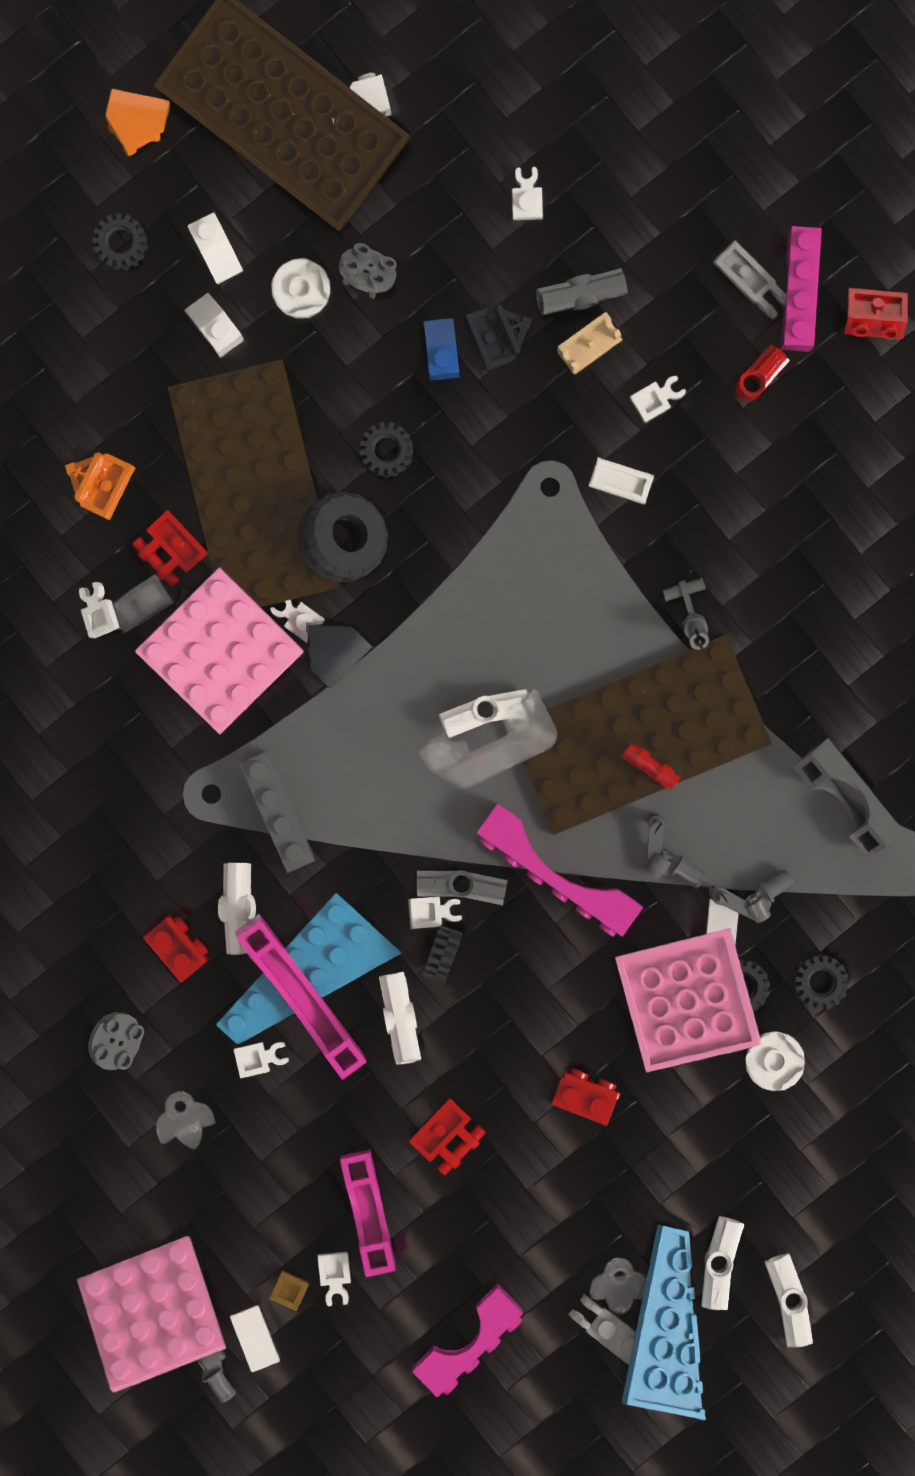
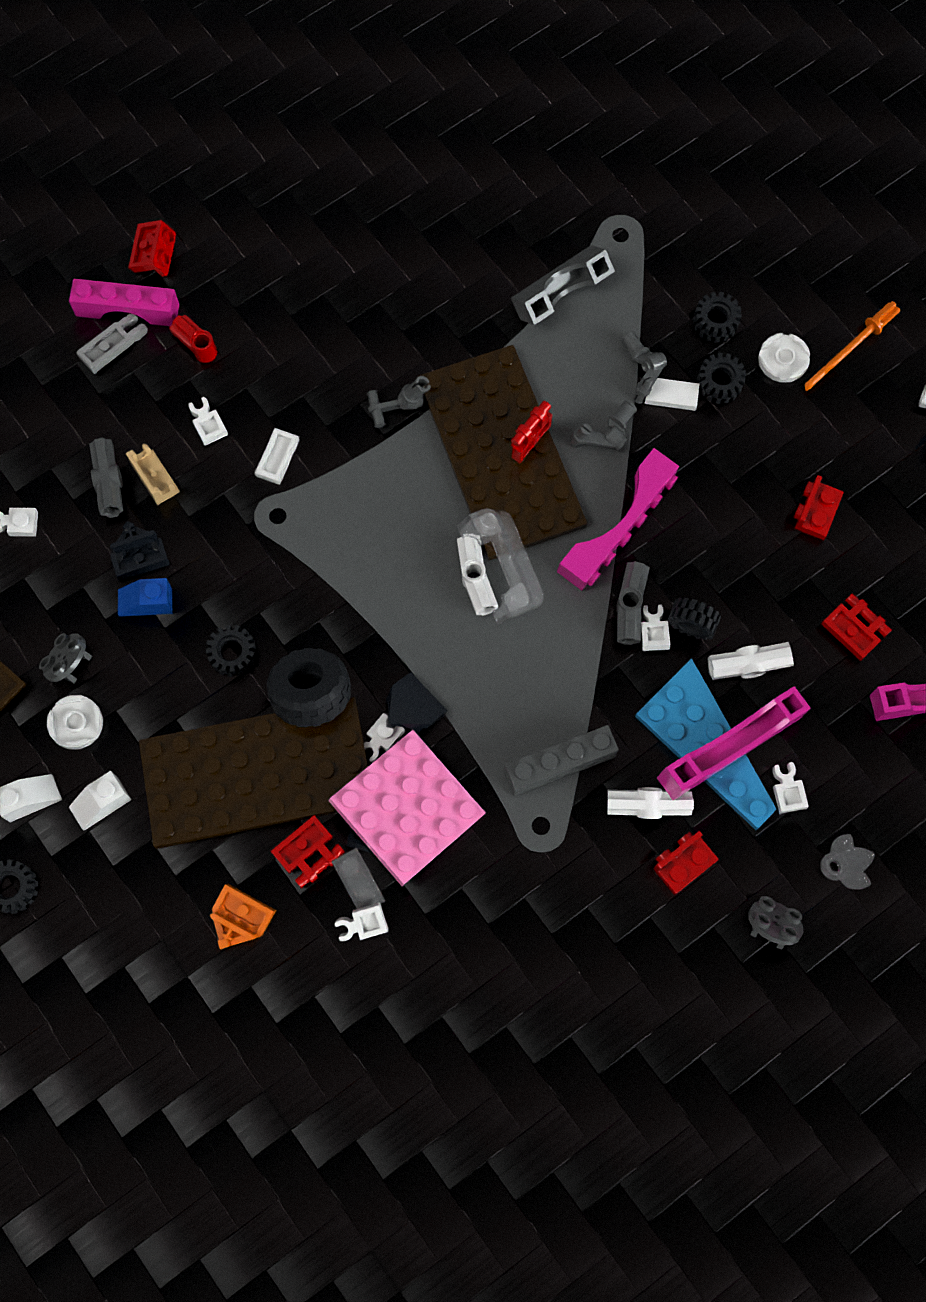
camera: 85 degrees left, 15 degrees down
(688, 1000) = (734, 416): bright pink plate -> none
(821, 1169) = (873, 325): none -> orange piece

